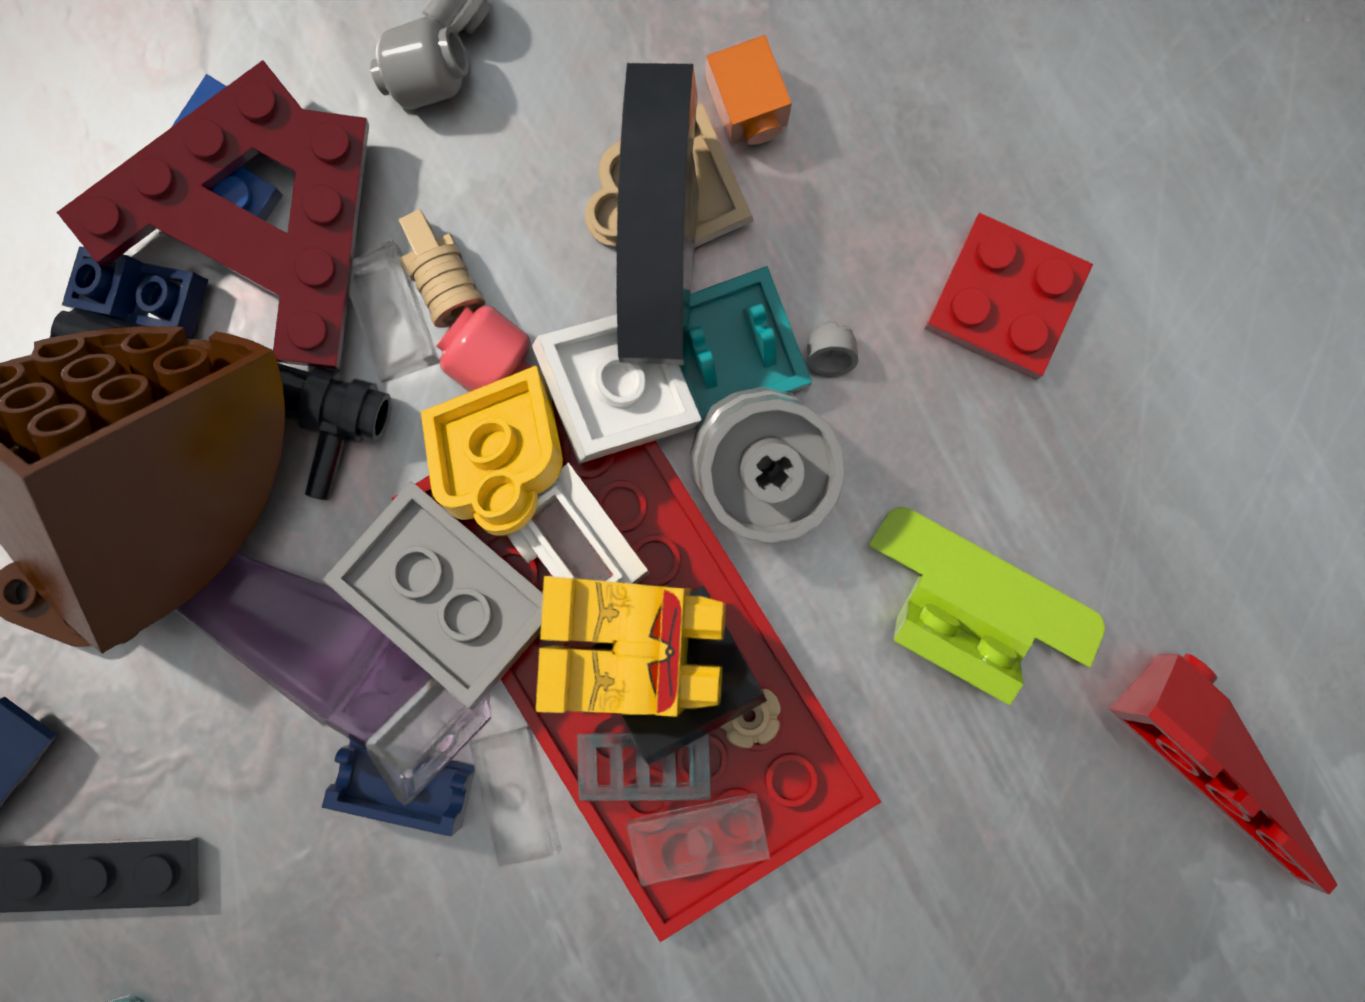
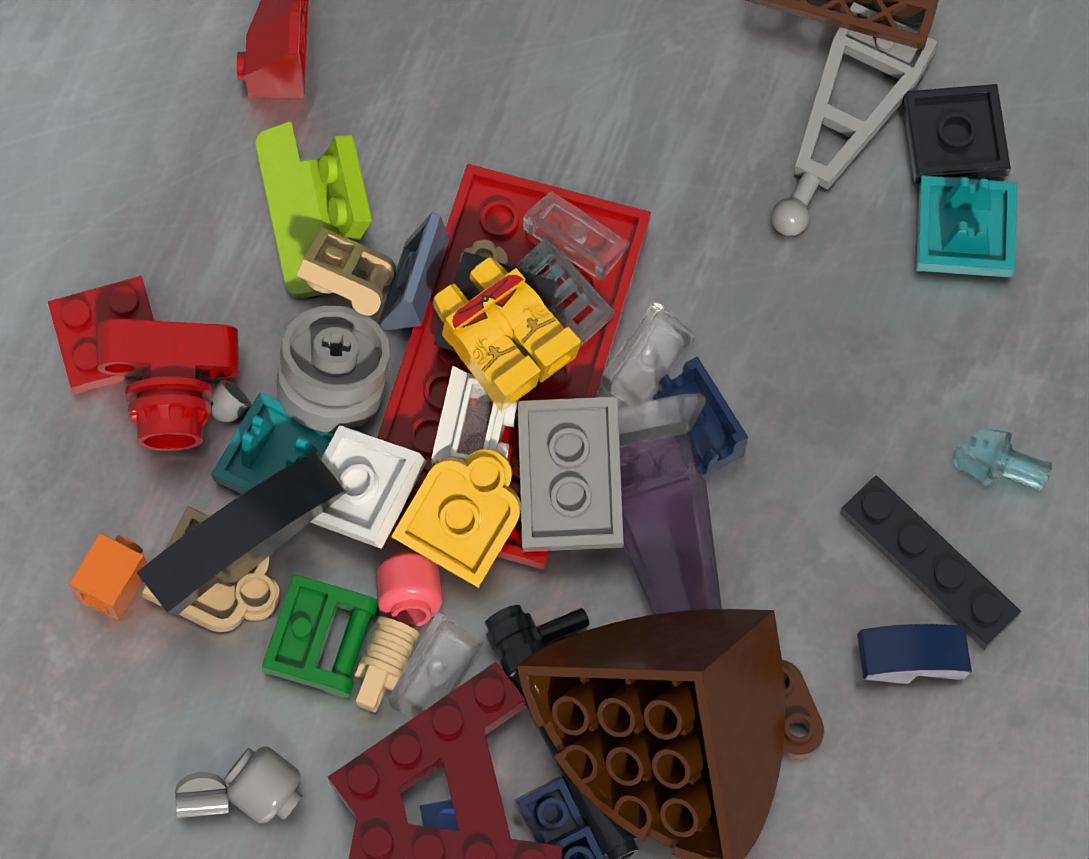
camera: 135 degrees left, 15 degrees down
(536, 226) = (304, 629): none -> green plate
(799, 635) = (415, 275): none -> sand blue slope
(871, 279) = (171, 357): none -> red beam
(877, 556) = (331, 266): none -> tan plate

